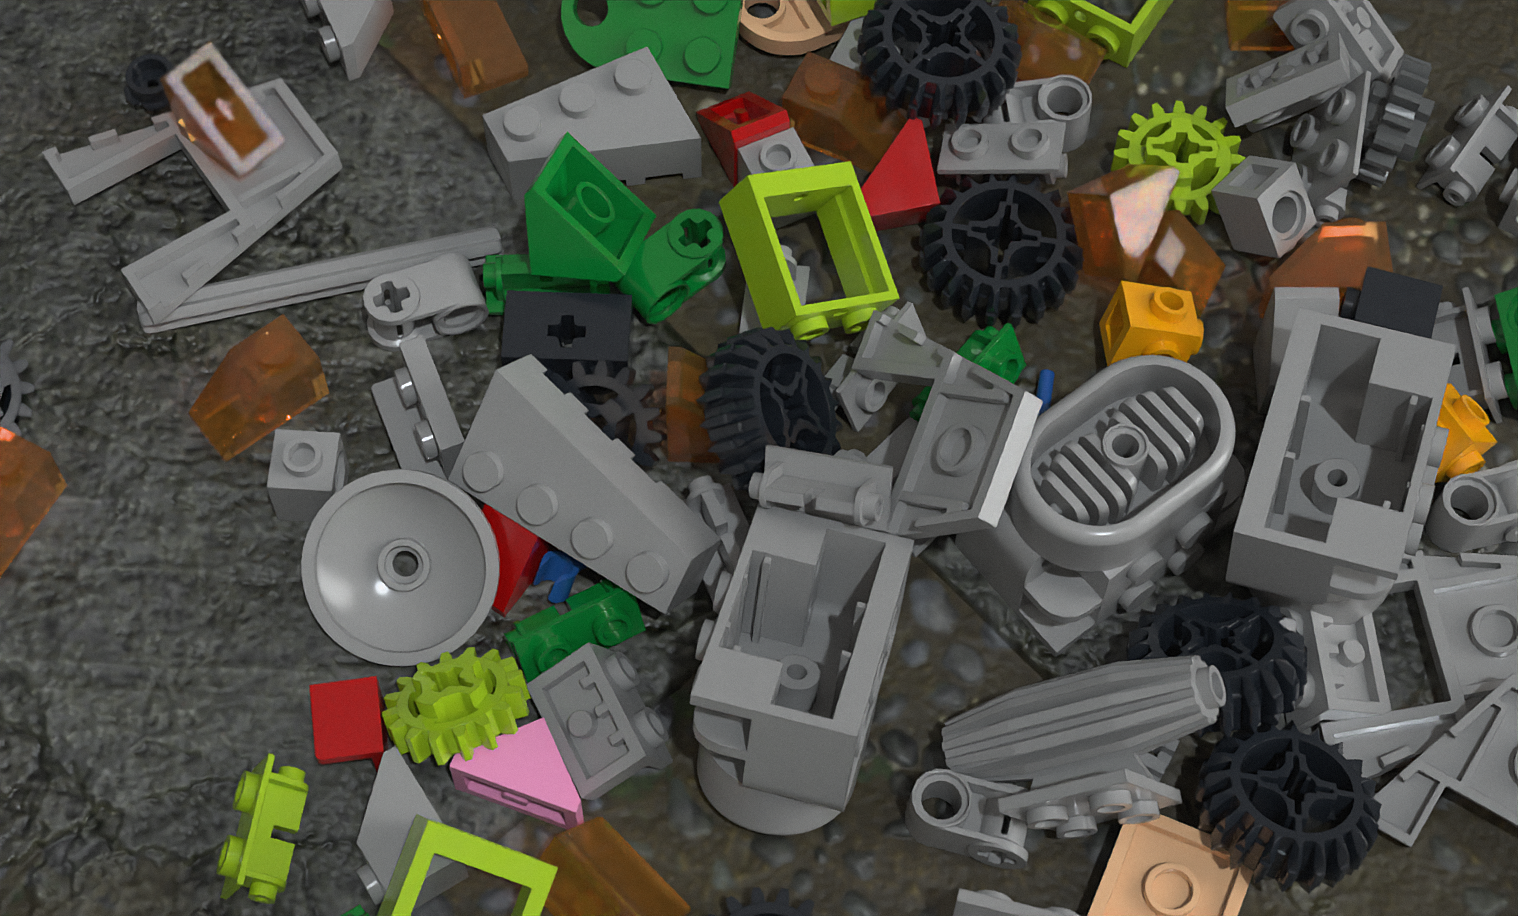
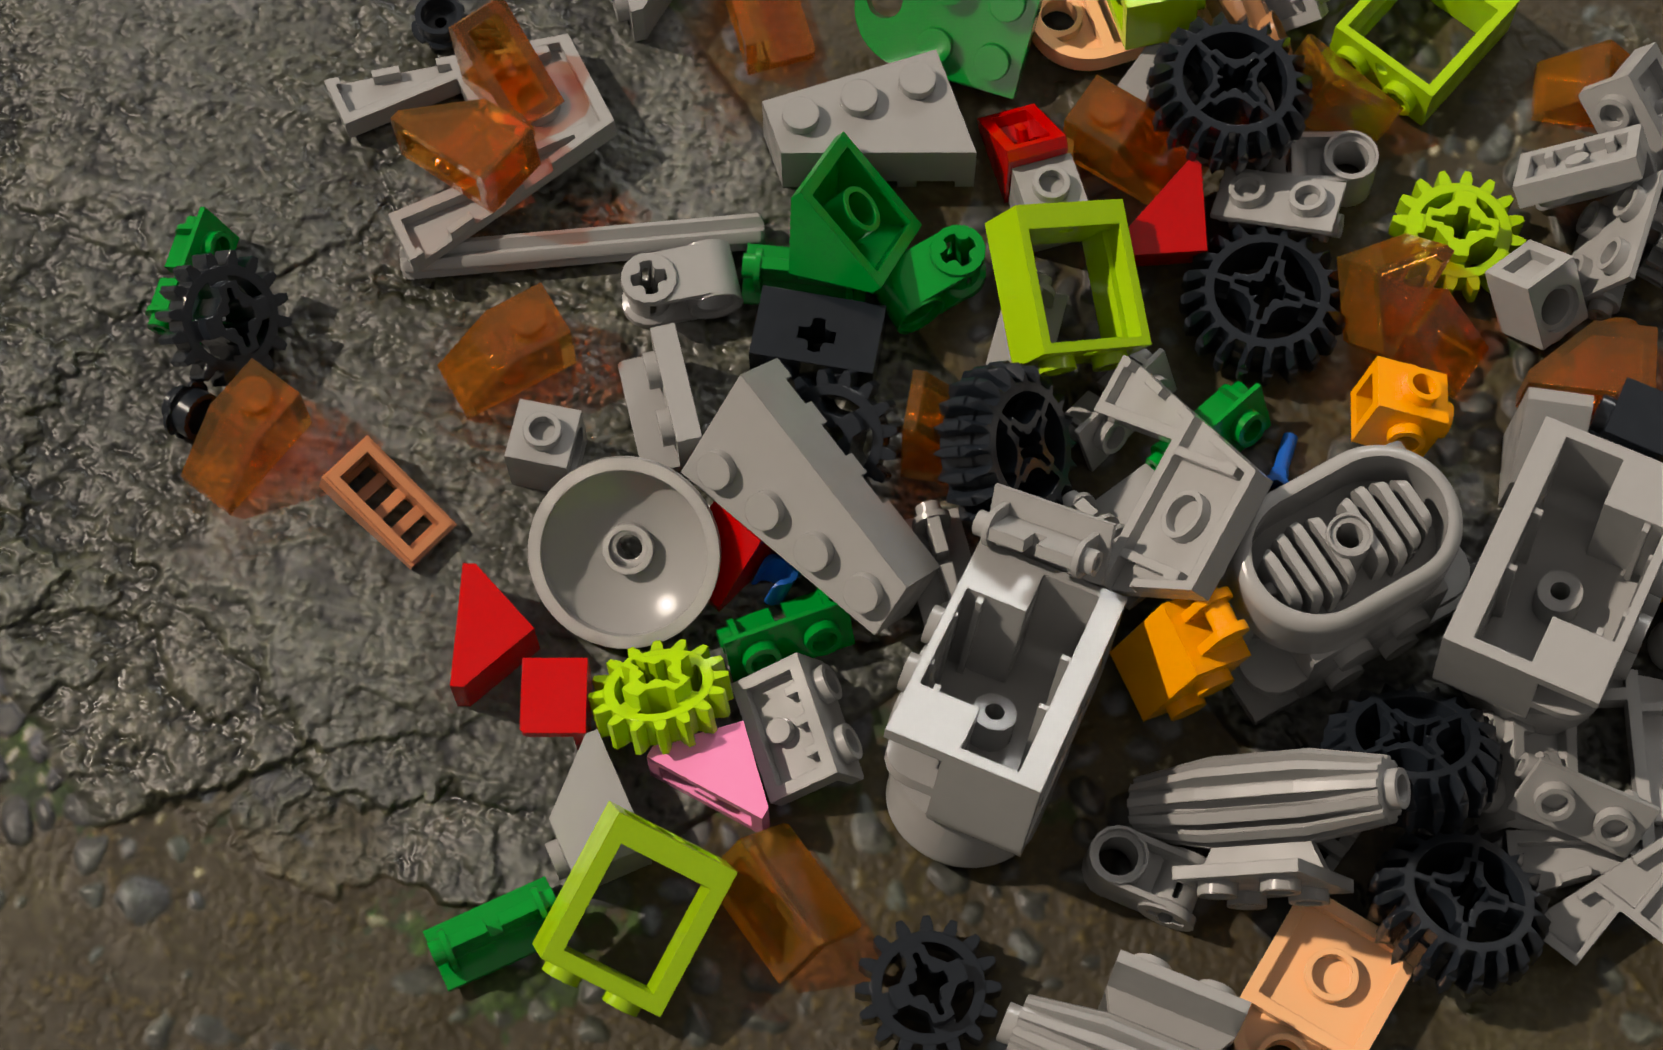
camera: 10 degrees right, 5 degrees up
(128, 507) = (370, 455): none -> nougat slope
(195, 193) = (470, 147): none -> clear orange slope
(266, 804) = (466, 767): lime hinge -> none
(272, 672) = (488, 638): none -> red slope
(975, 591) = (1182, 655): none -> light orange brick
(1391, 685) = (1580, 805): none -> light grey hinge

